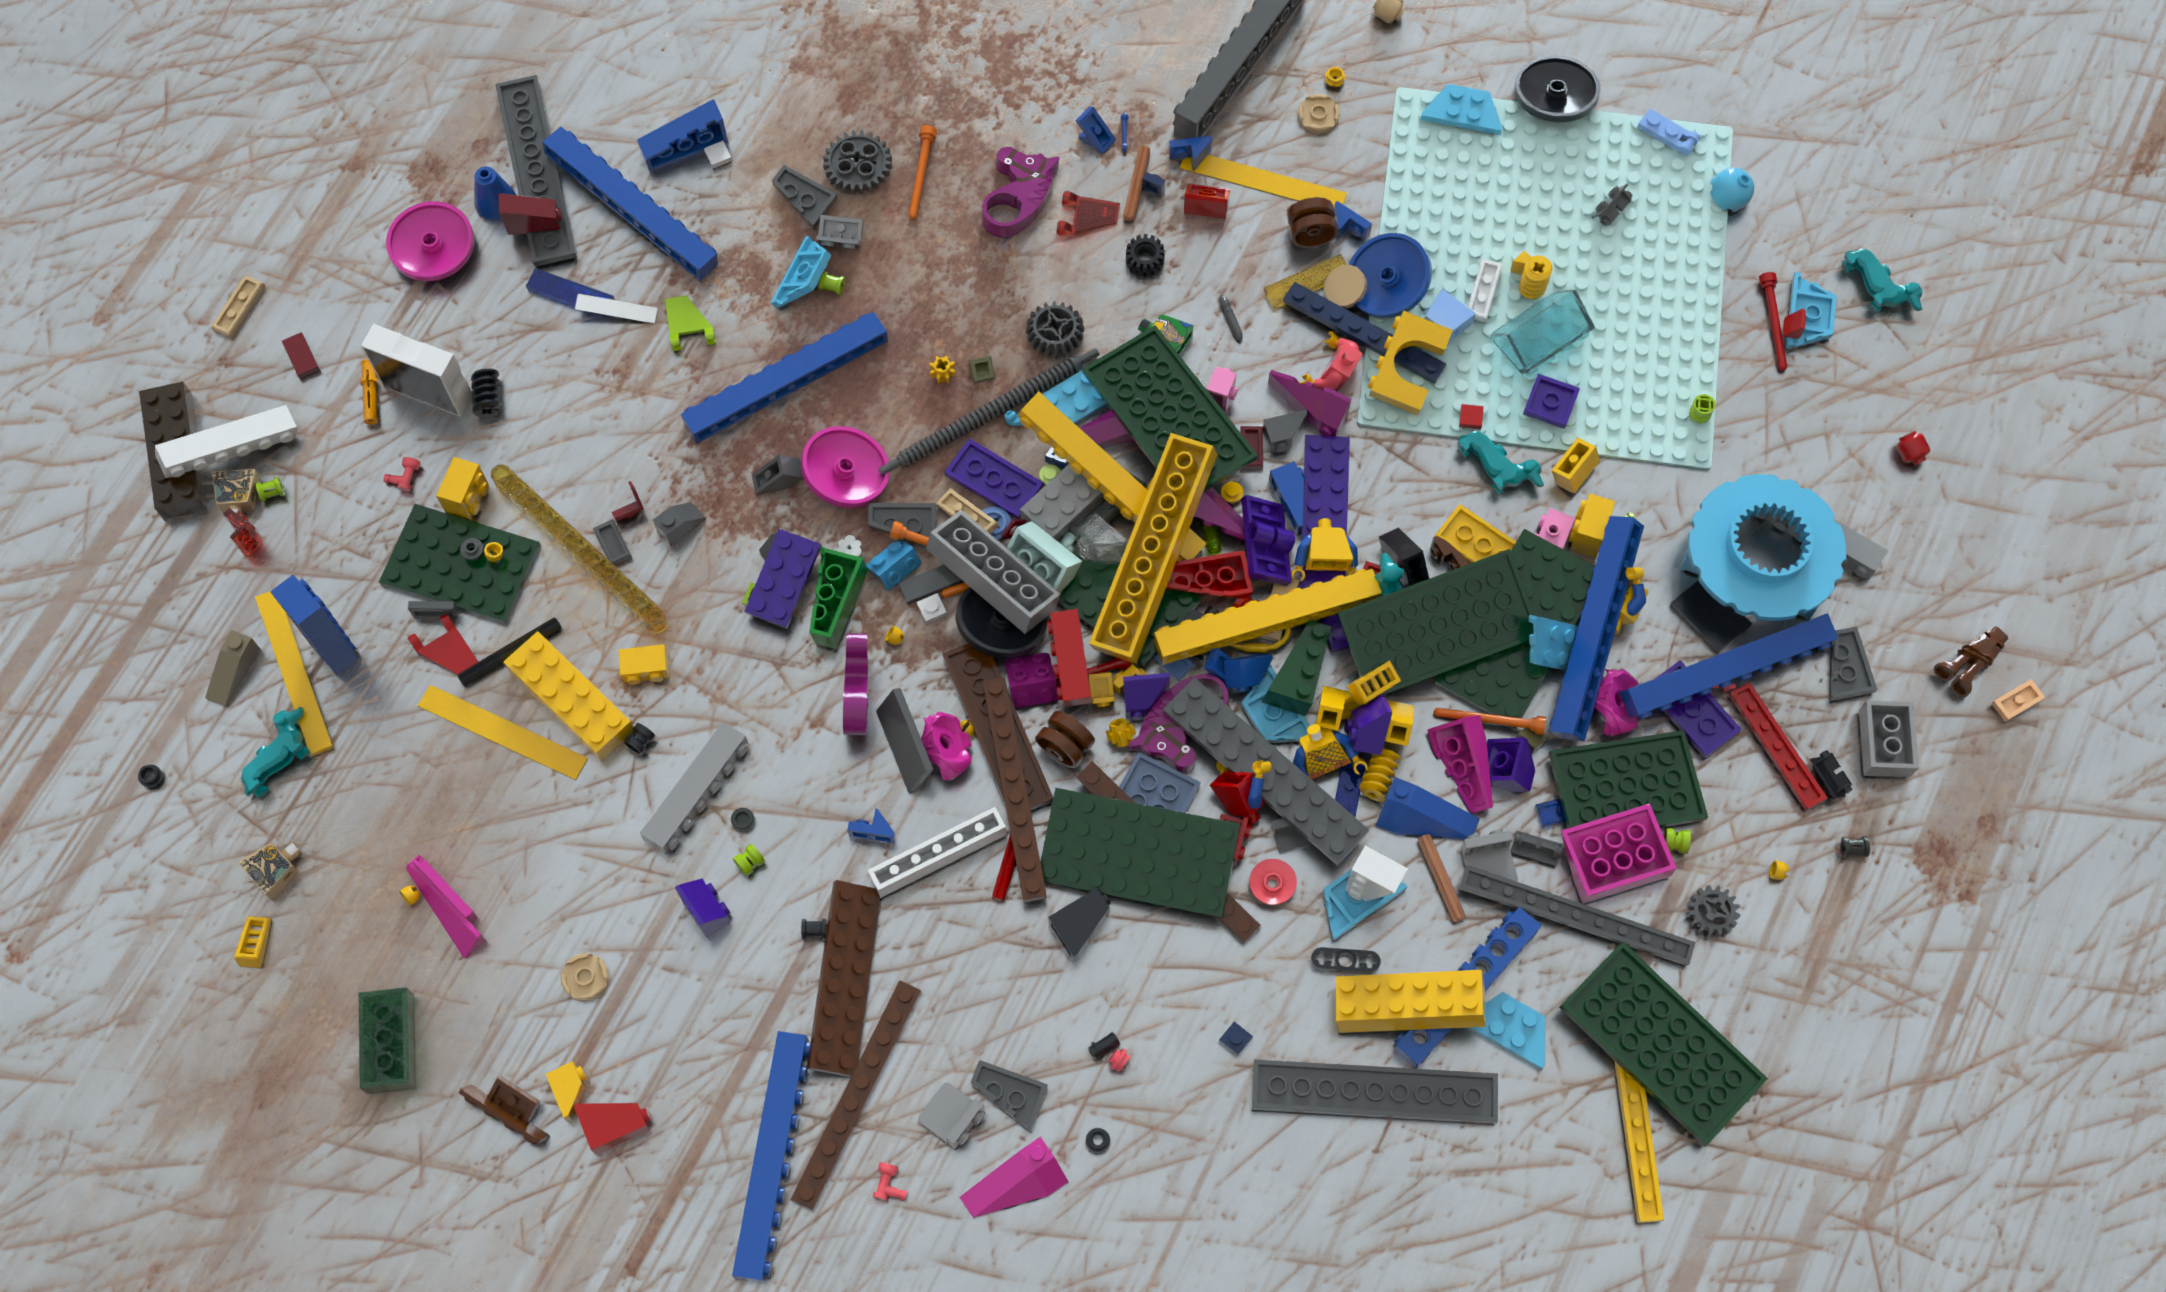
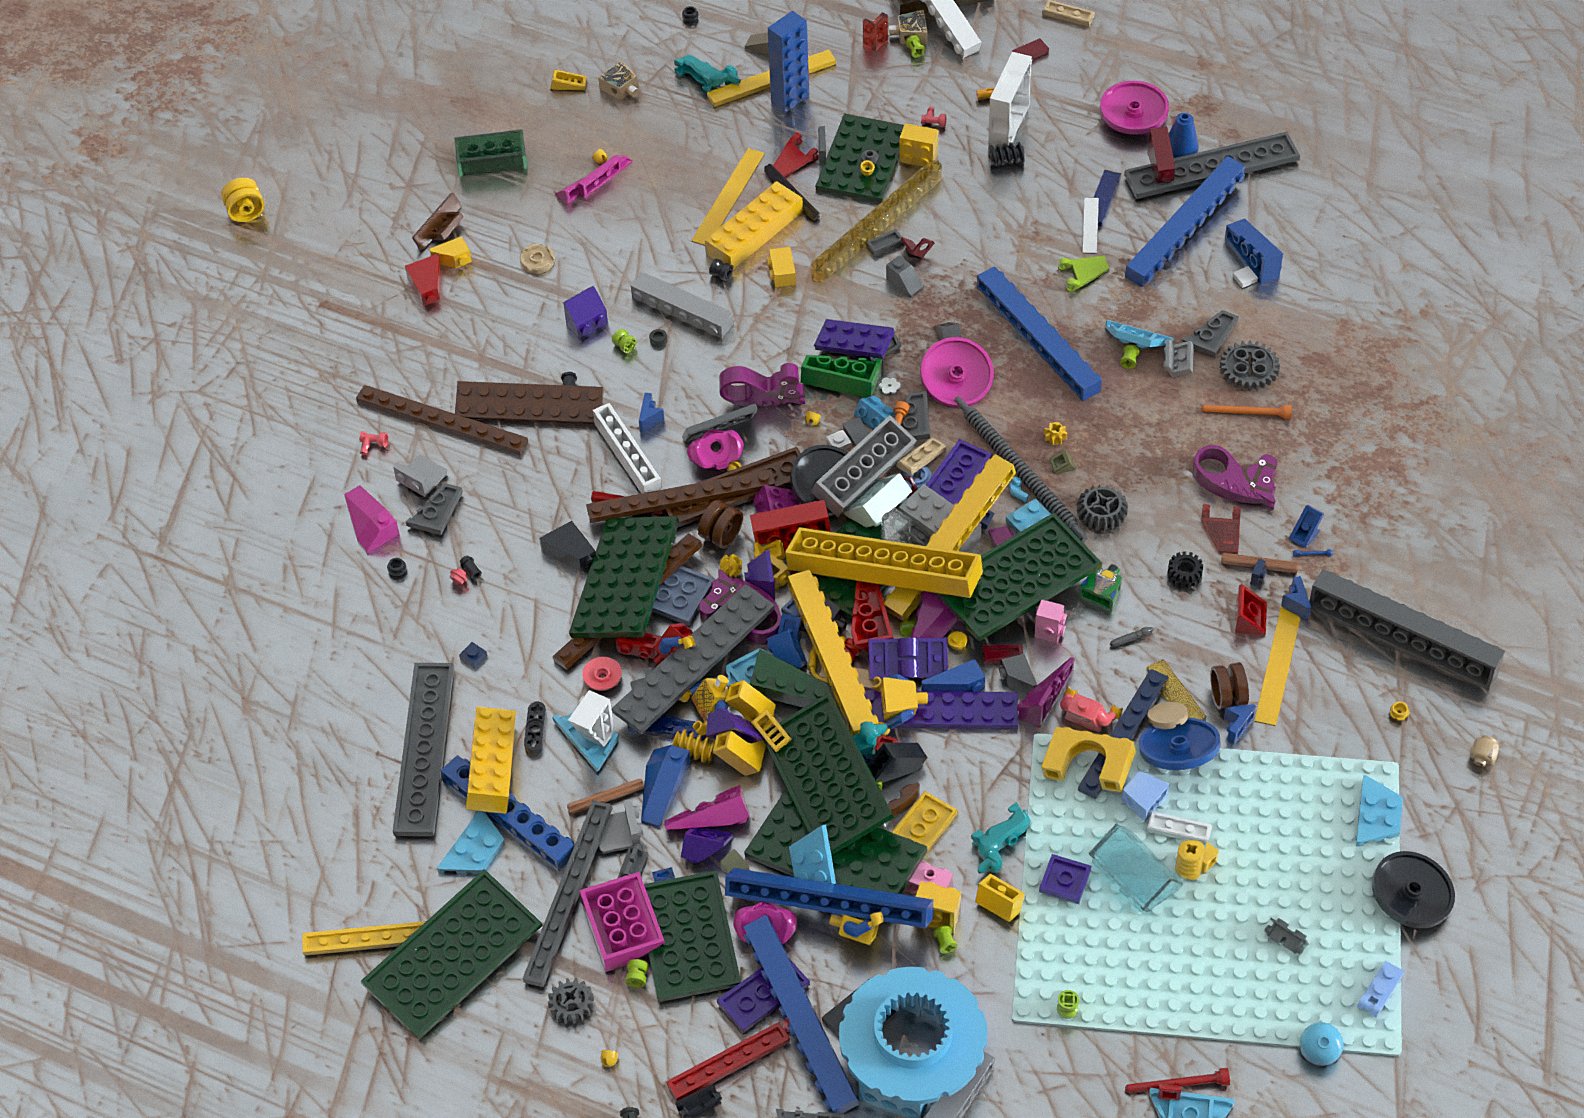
camera: 90 degrees right, 15 degrees down
(770, 1158) = (393, 369): blue brick -> none
(1318, 113) = (1357, 700): tan tile -> none
(1471, 416) = (1044, 816): red tile -> none
(1536, 724) = (743, 861): orange piece -> none

